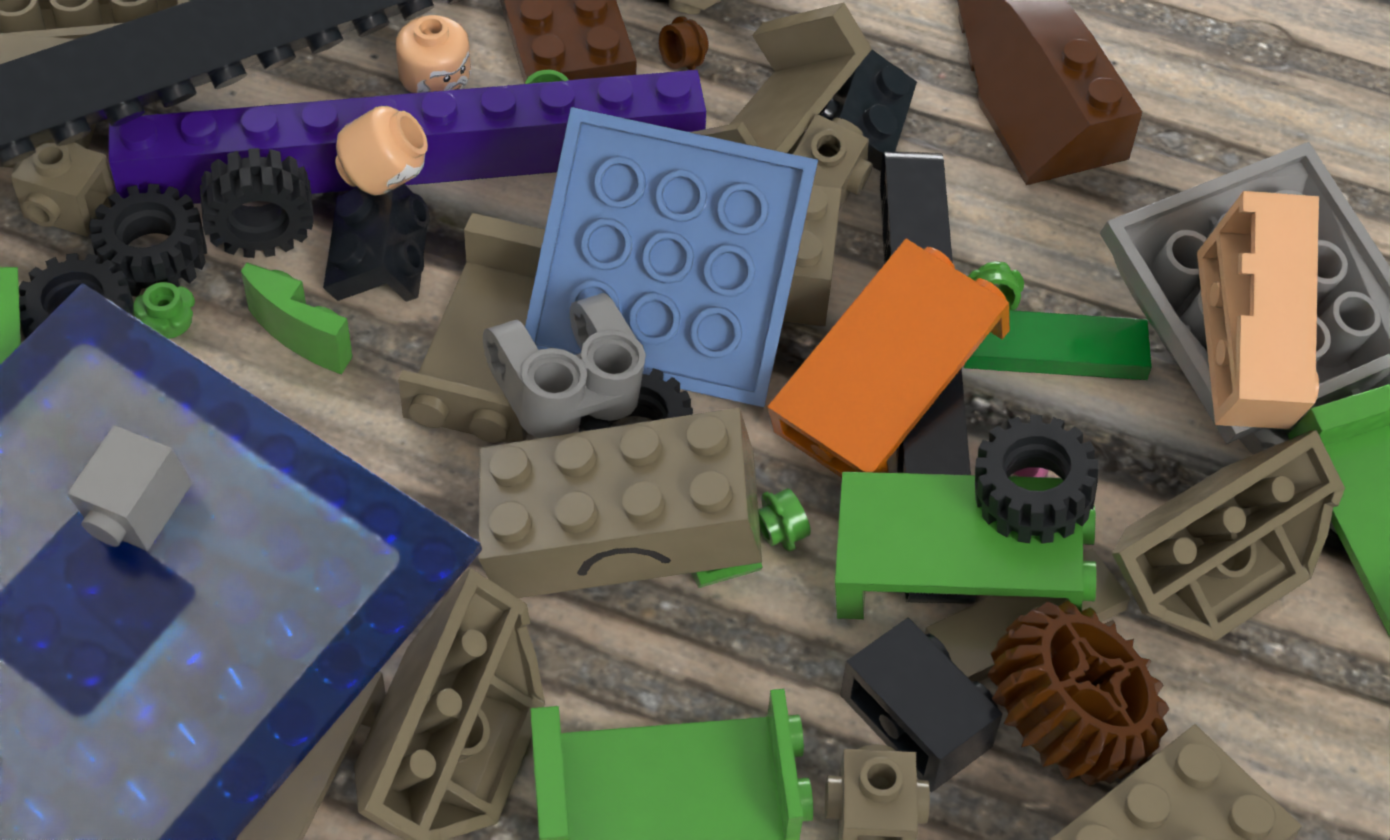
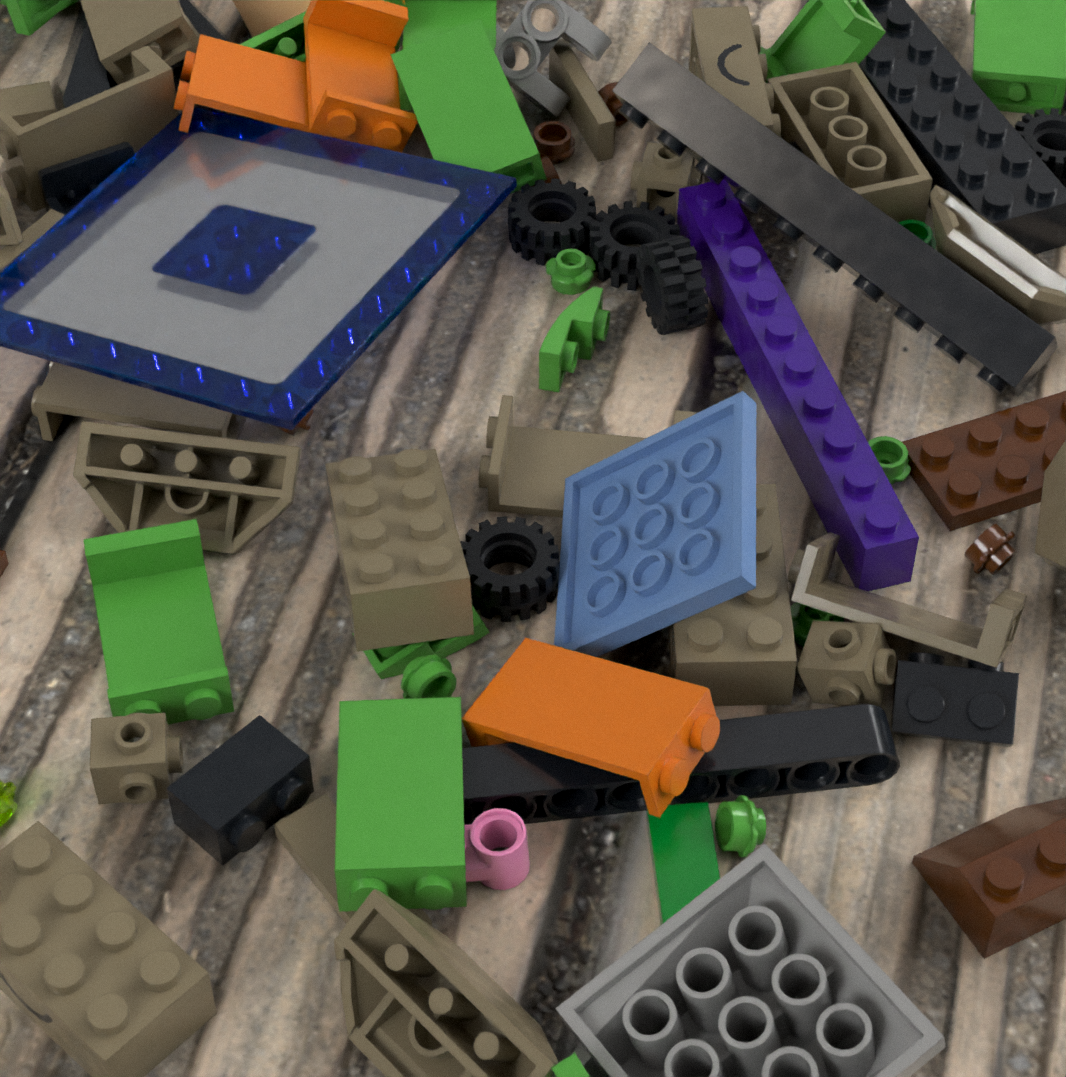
camera: 85 degrees right, 5 degrees down
(129, 489) = (315, 231): light grey brick -> none
(377, 243) = (672, 379): black bracket -> none
(381, 150) = (744, 341): light nougat head -> none
(433, 55) = (890, 369): light nougat head -> none
(556, 388) = (518, 505): light grey piece -> none
(1036, 447) = (446, 841): black tyre -> none
(1078, 693) = (214, 843): reddish brown gear -> none
(1262, 309) = (663, 983): light nougat wedge -> none

